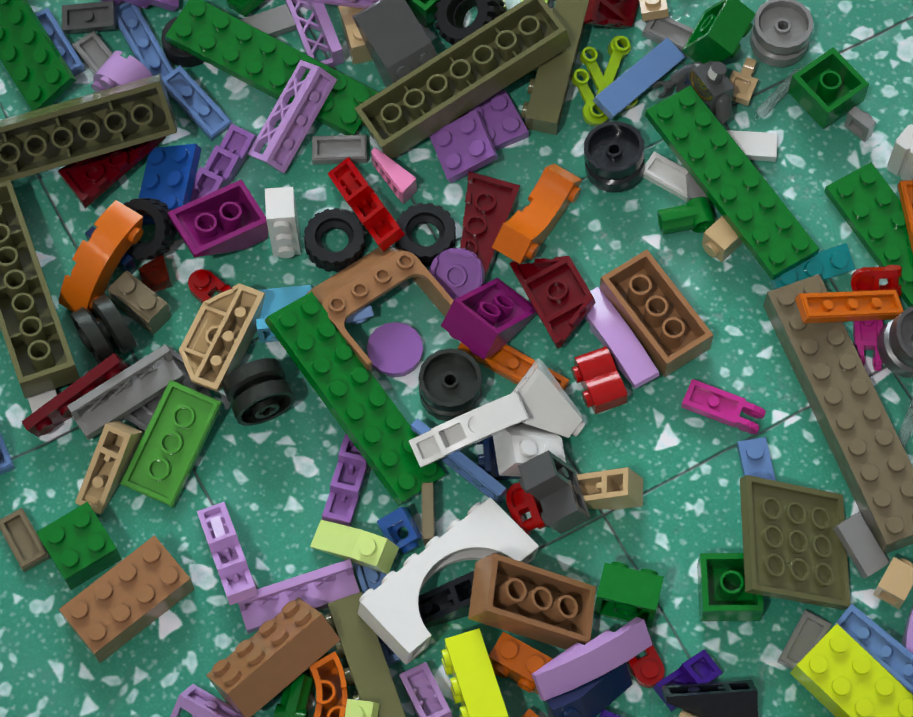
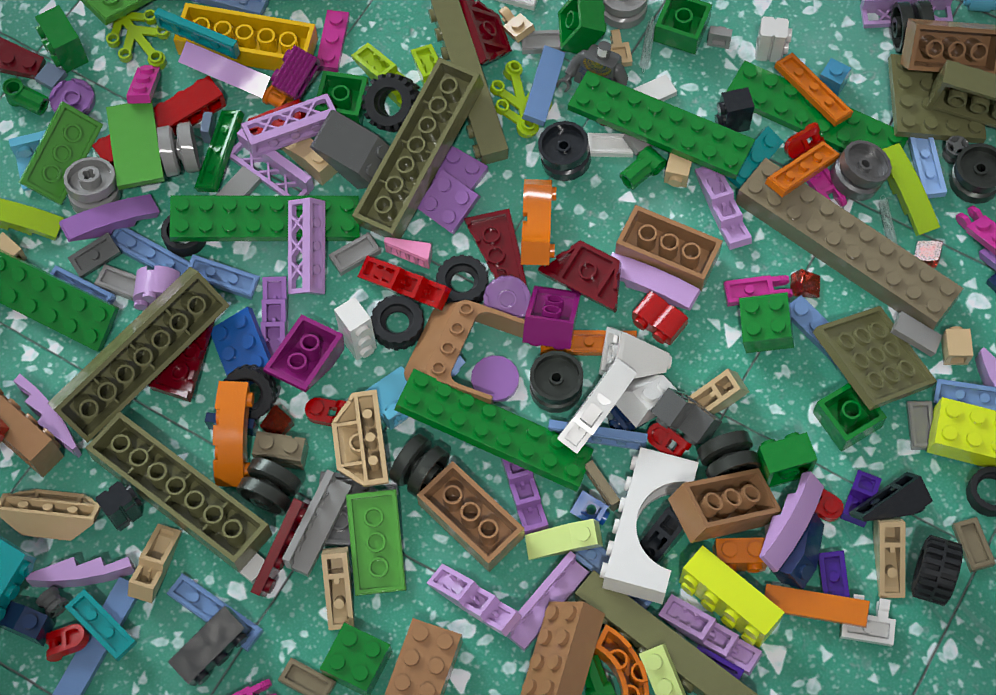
camera: 30 degrees left, 0 degrees up
(277, 470) = (470, 516): none -> medium nougat brick
(573, 554) = (728, 454): none -> pearl dark grey wheel
(706, 445) = (766, 322): none -> green brick
(744, 305) = (723, 207): none -> lavender slope
(779, 429) = (805, 284): none -> clear red slope
(819, 208) = (735, 110): none -> black brick

